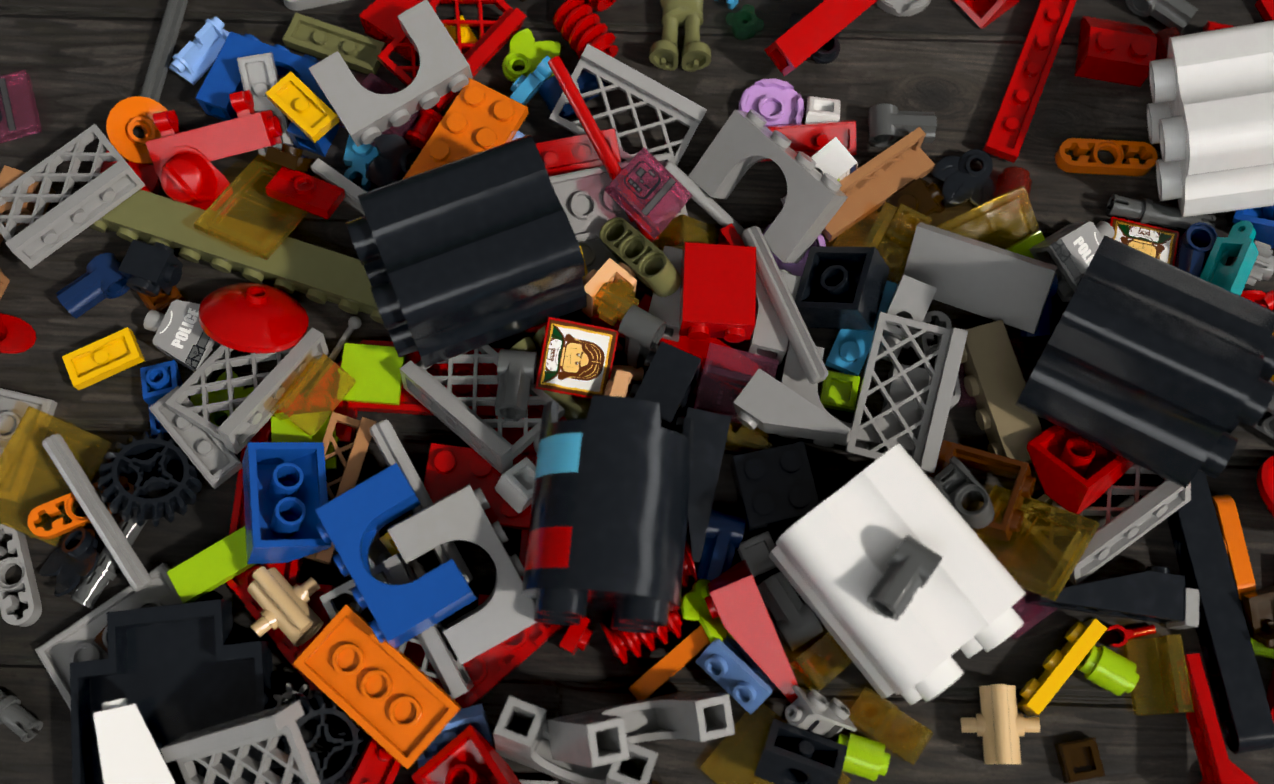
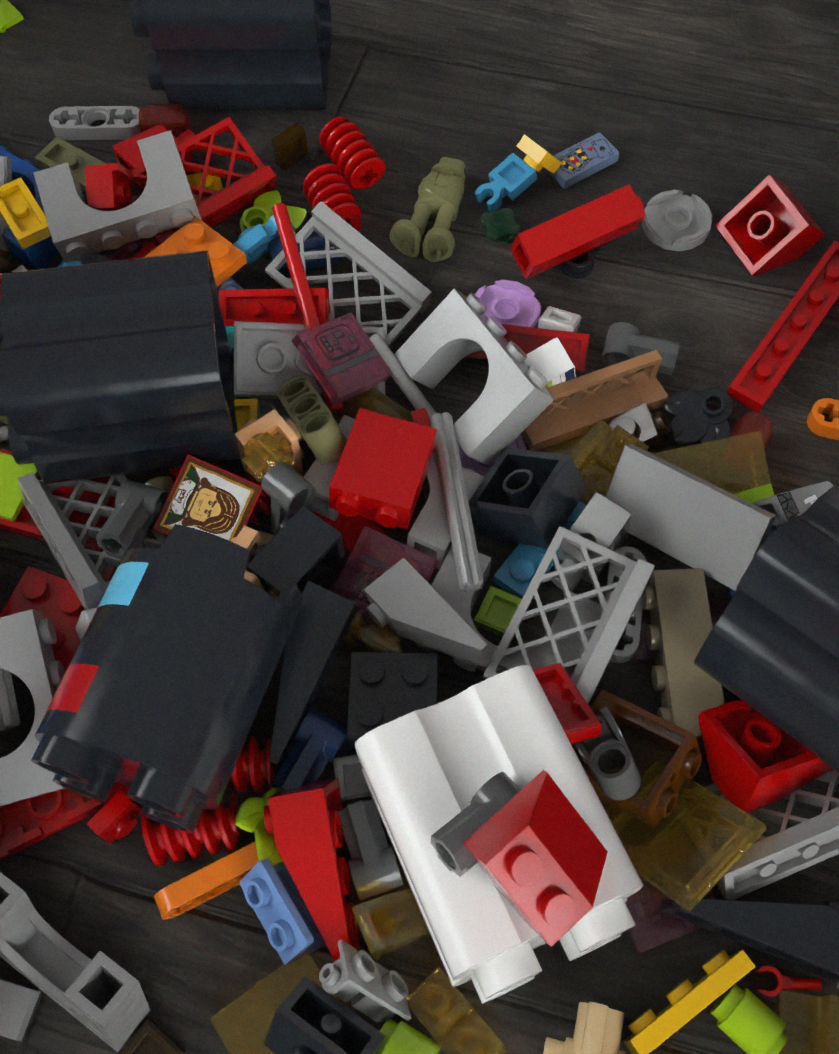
camera: 15 degrees right, 10 degrees down
(380, 69) = (108, 186): none -> red brick
(602, 734) = (199, 946): light grey arch -> none
(932, 465) = (568, 704): none -> red plate
(955, 594) = (541, 858): none -> red slope

